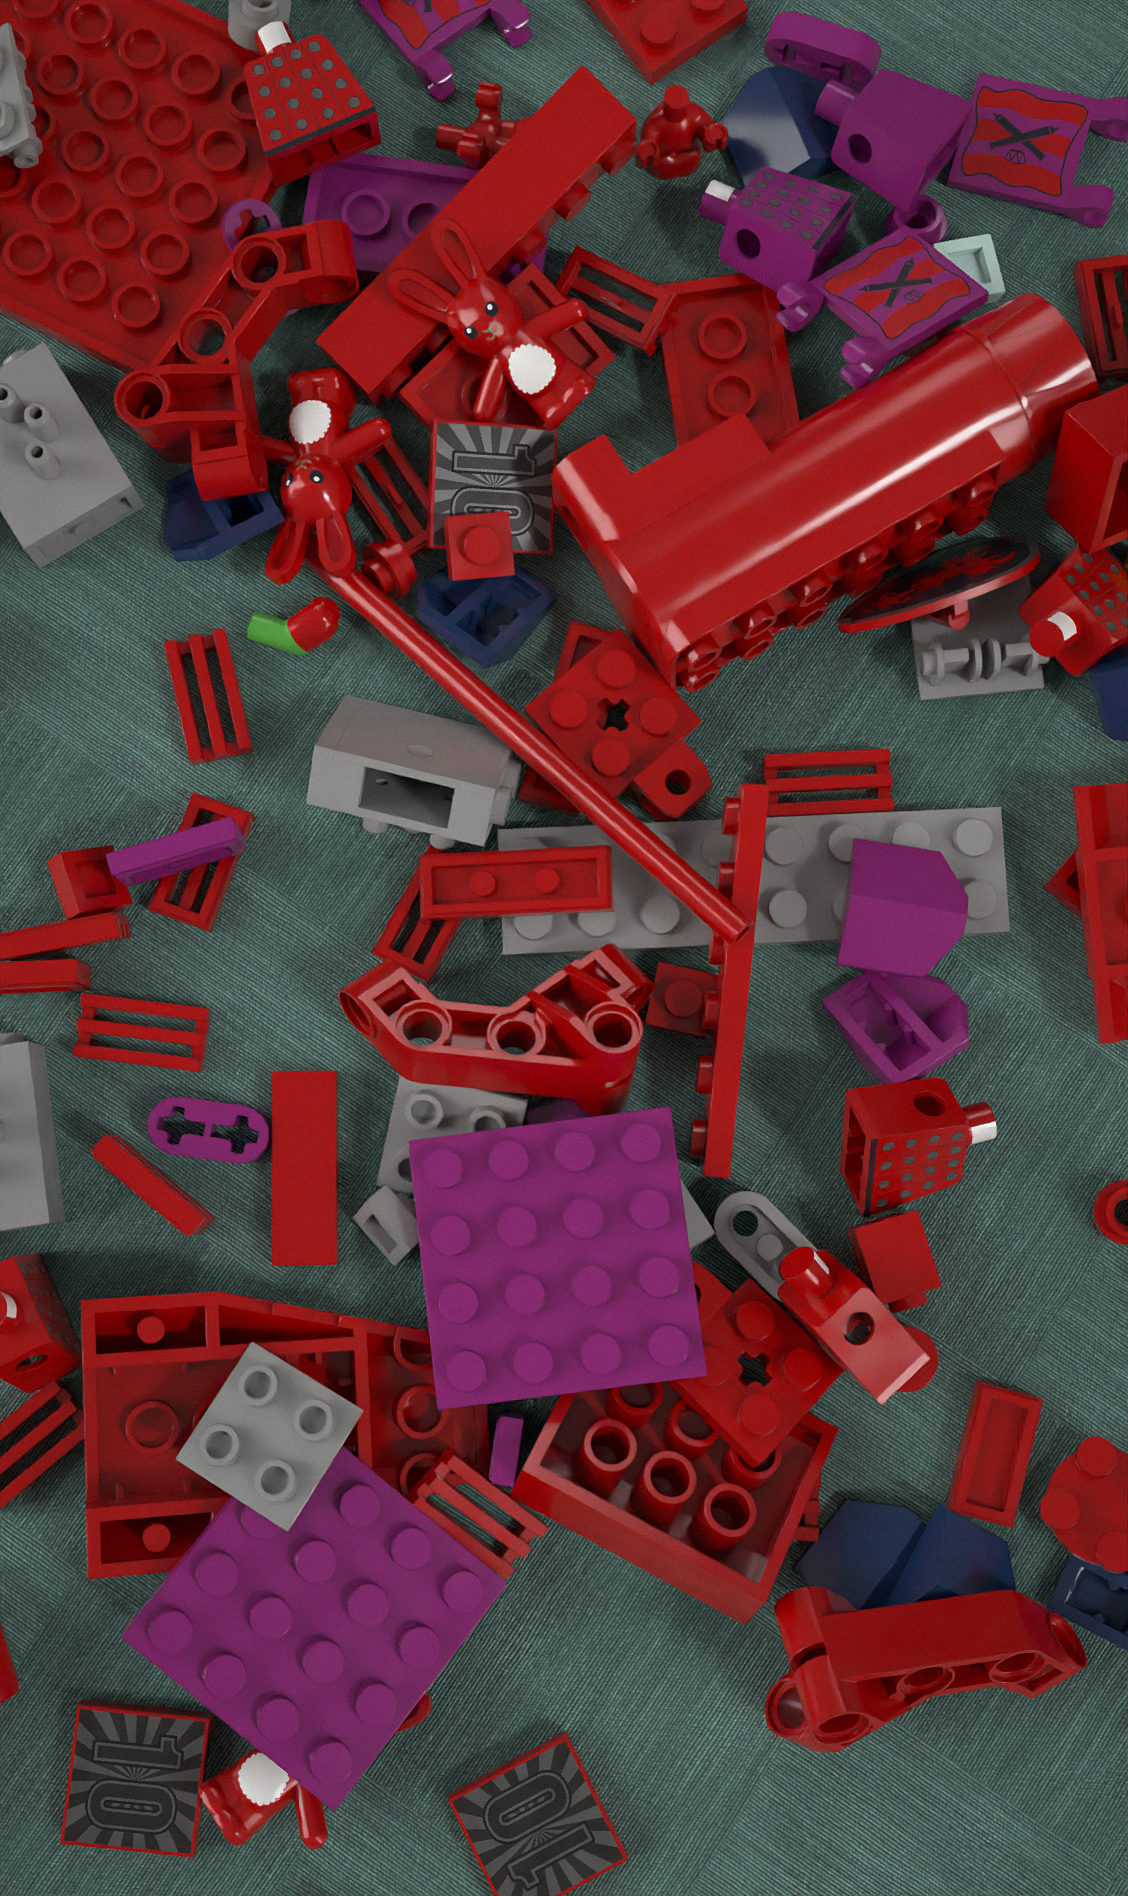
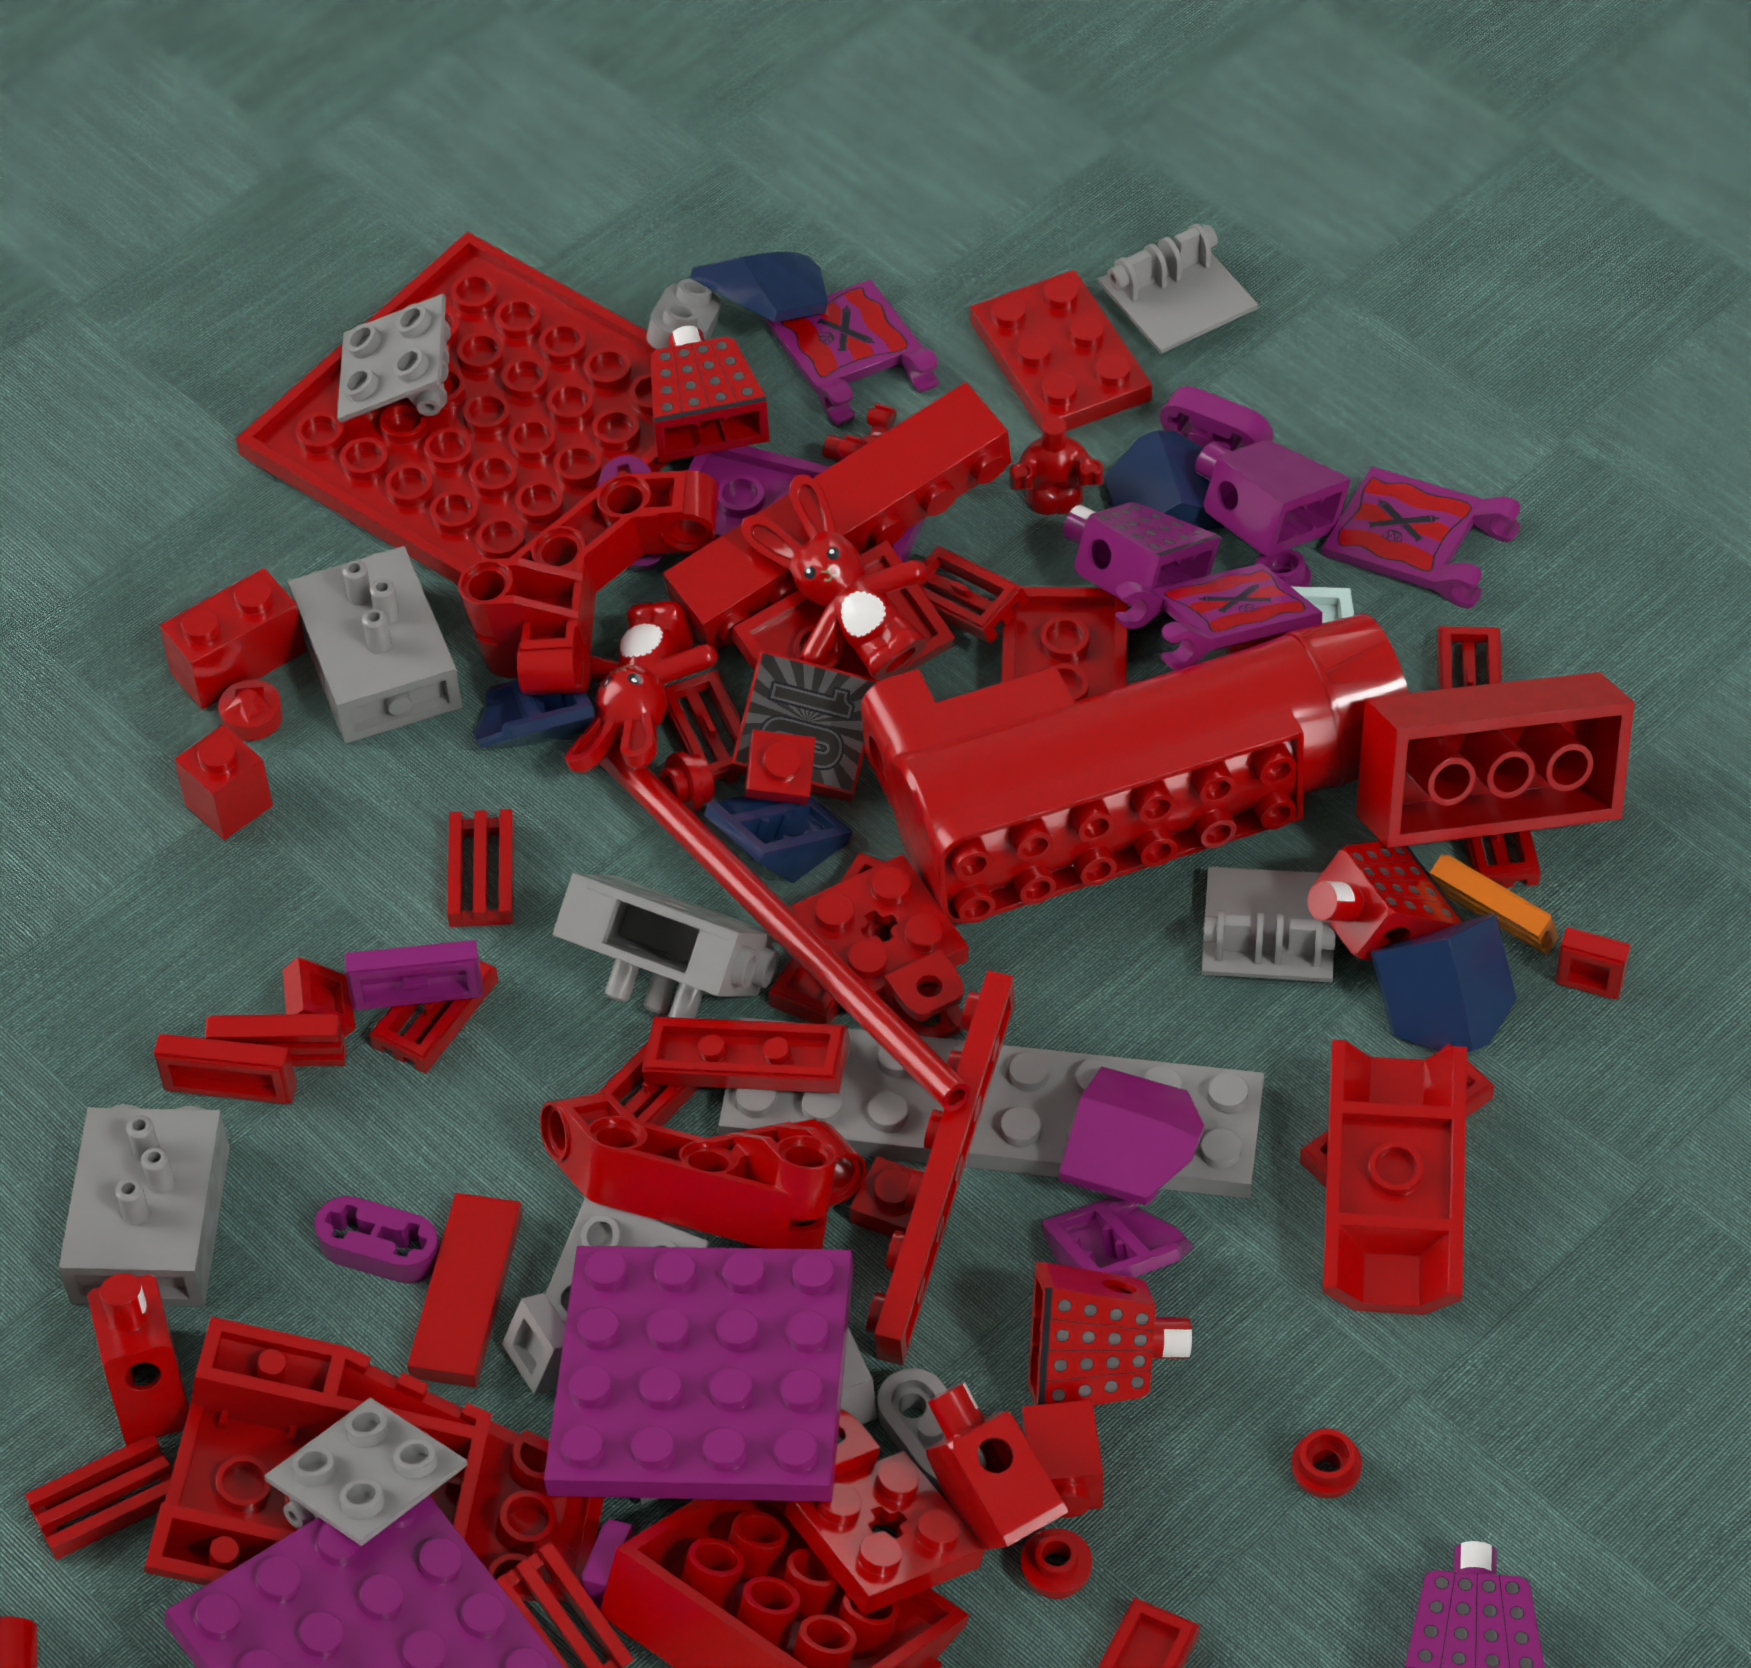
camera: 15 degrees right, 30 degrees down
(88, 1026) = (337, 1134): red tile -> none
(152, 1185) = (306, 1271): red tile -> none
(301, 631) = (585, 825): arm -> none
(829, 760) = (1091, 1023): red tile -> none
(943, 584) = (1244, 887): shield -> none

